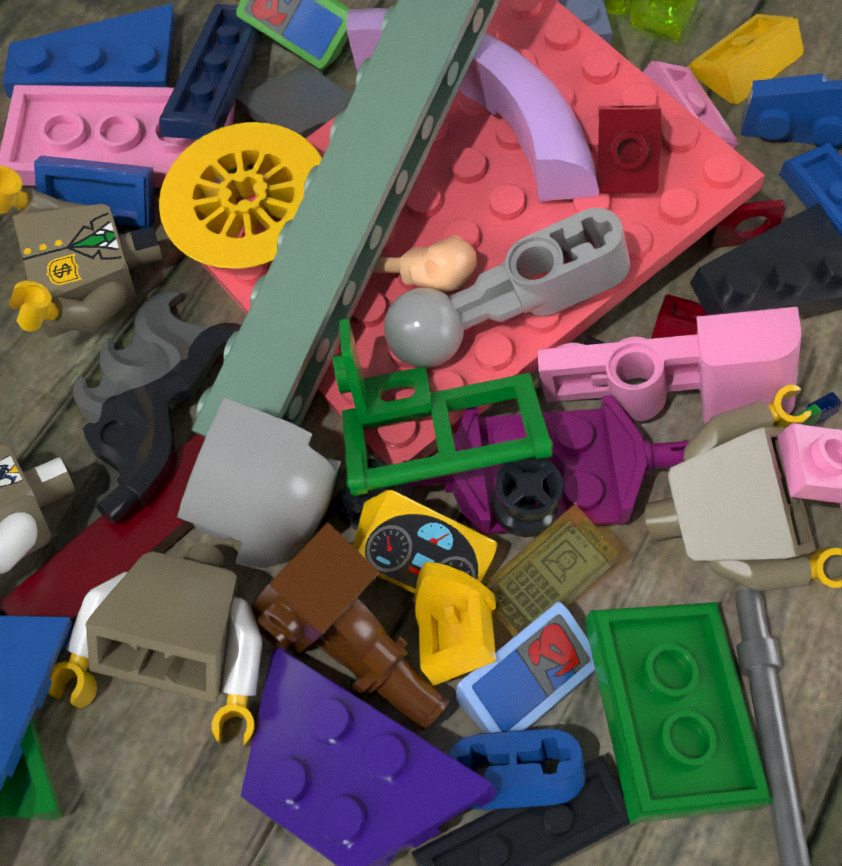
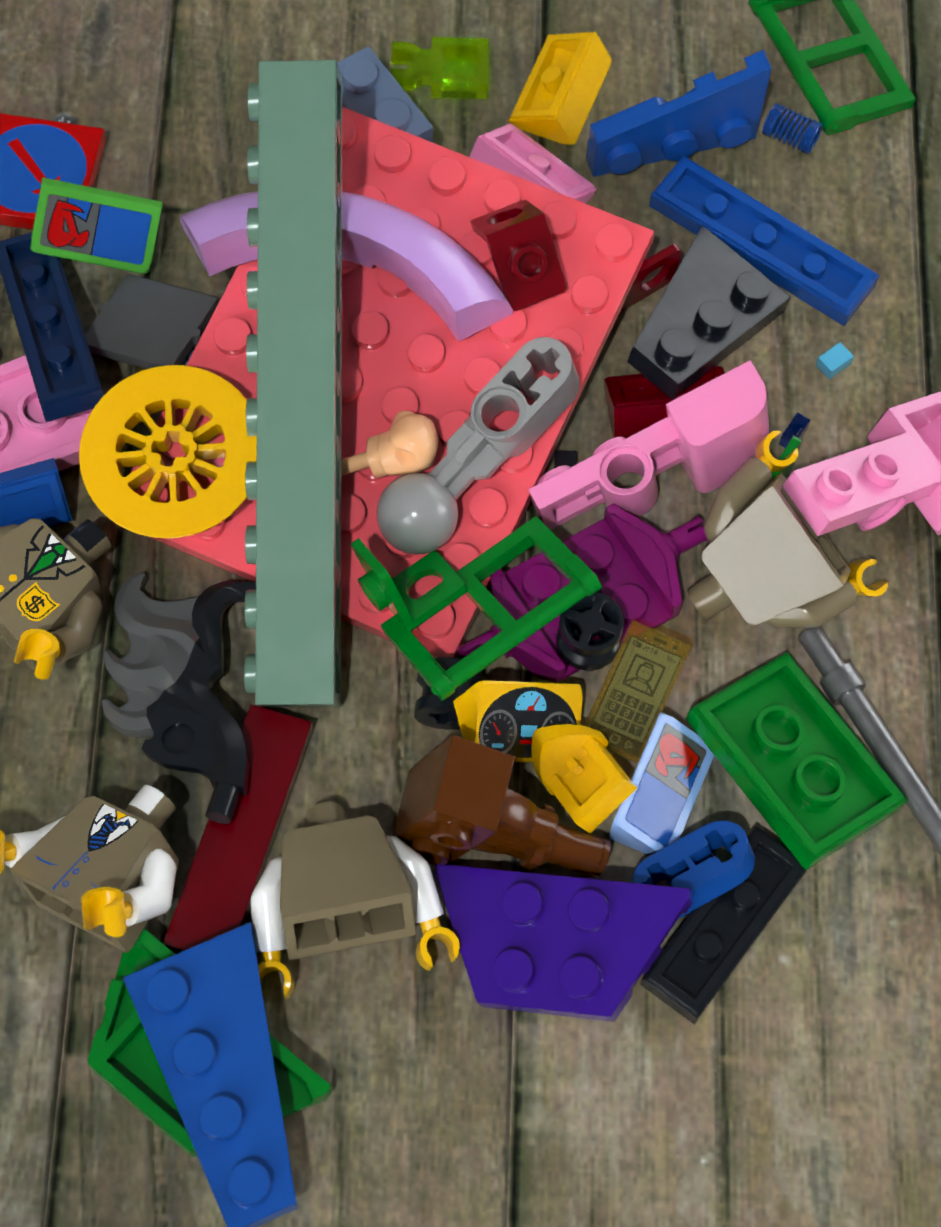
camera: 30 degrees left, 5 degrees up
(259, 485) = (352, 728): light grey brick -> none

